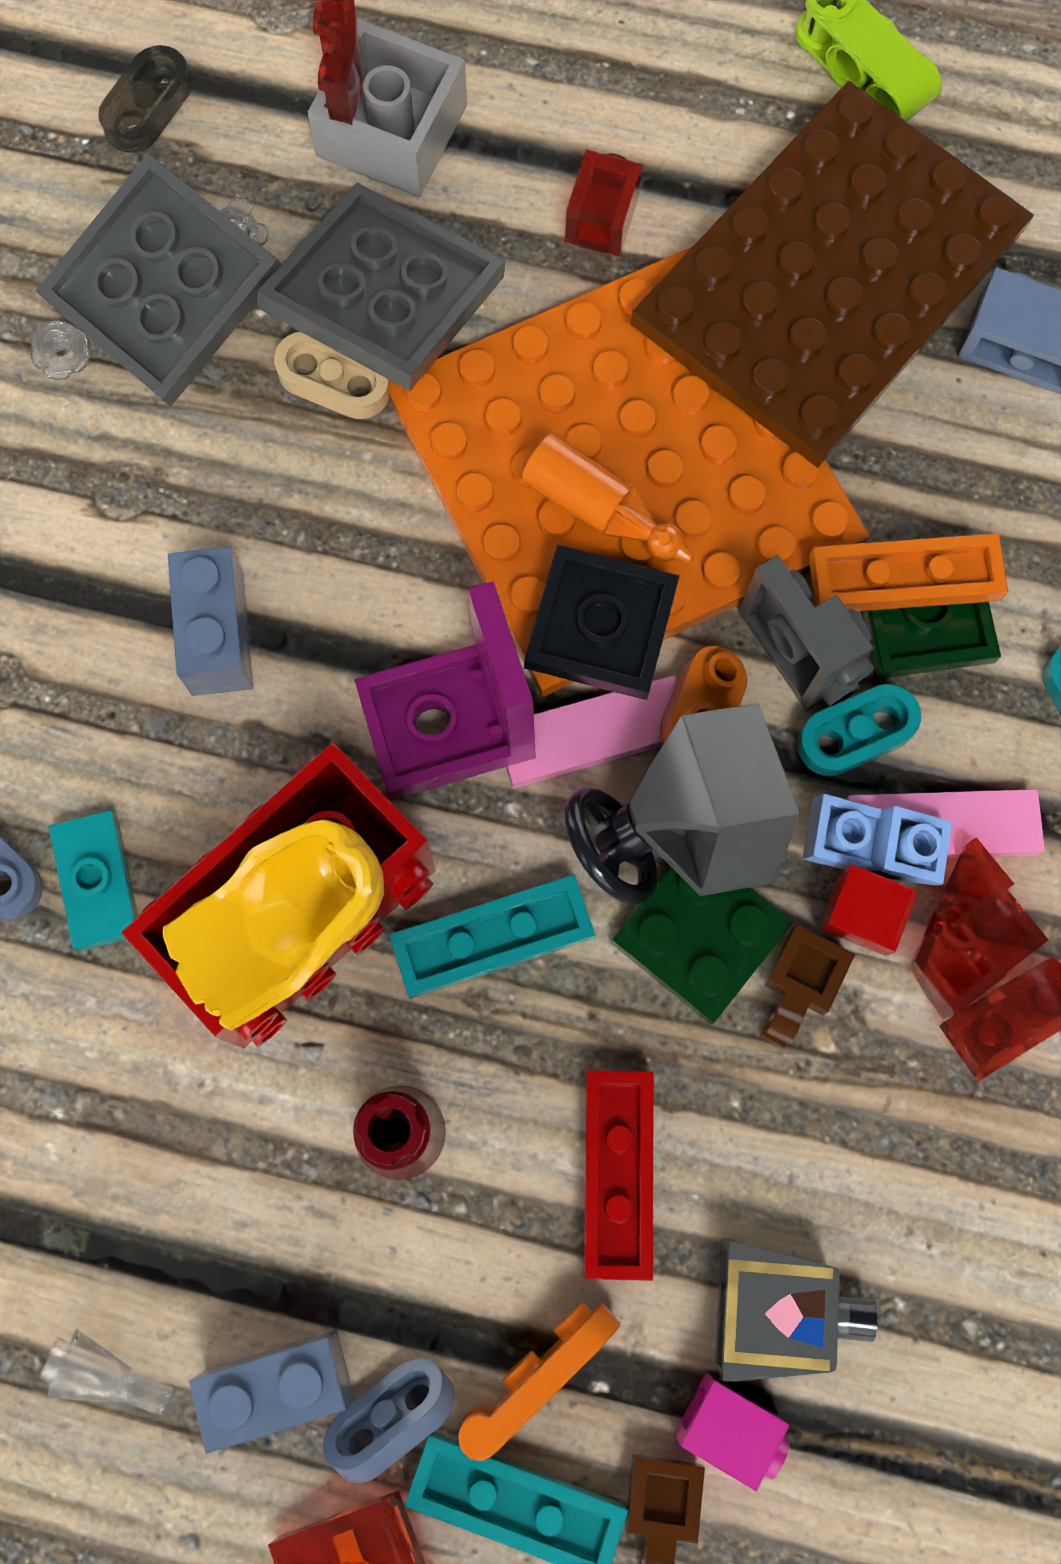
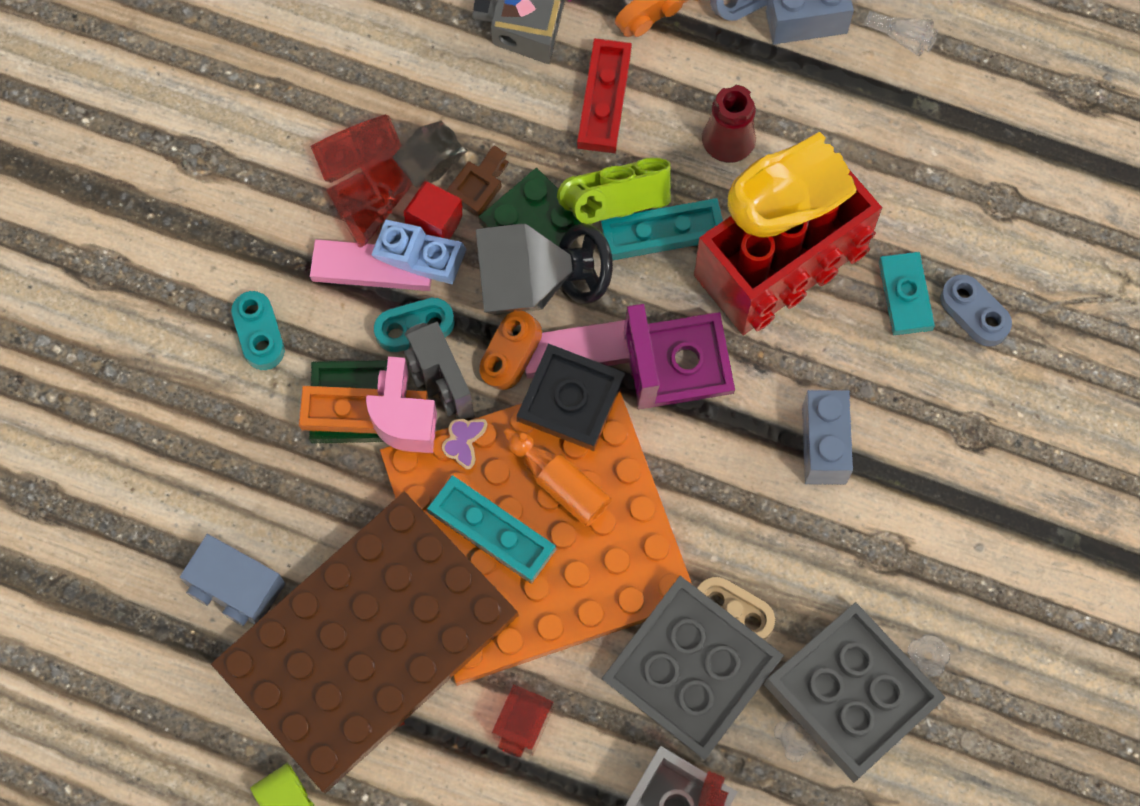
camera: 170 degrees left, 5 degrees down
(606, 969) = (617, 190): none -> lime piece
(687, 419) = (492, 529): none -> teal plate
(754, 547) = (462, 435): none -> medium lavender sticker
(854, 535) = (401, 420): none -> bright pink brick
(893, 1006) = (429, 153): none -> clear smoke brick

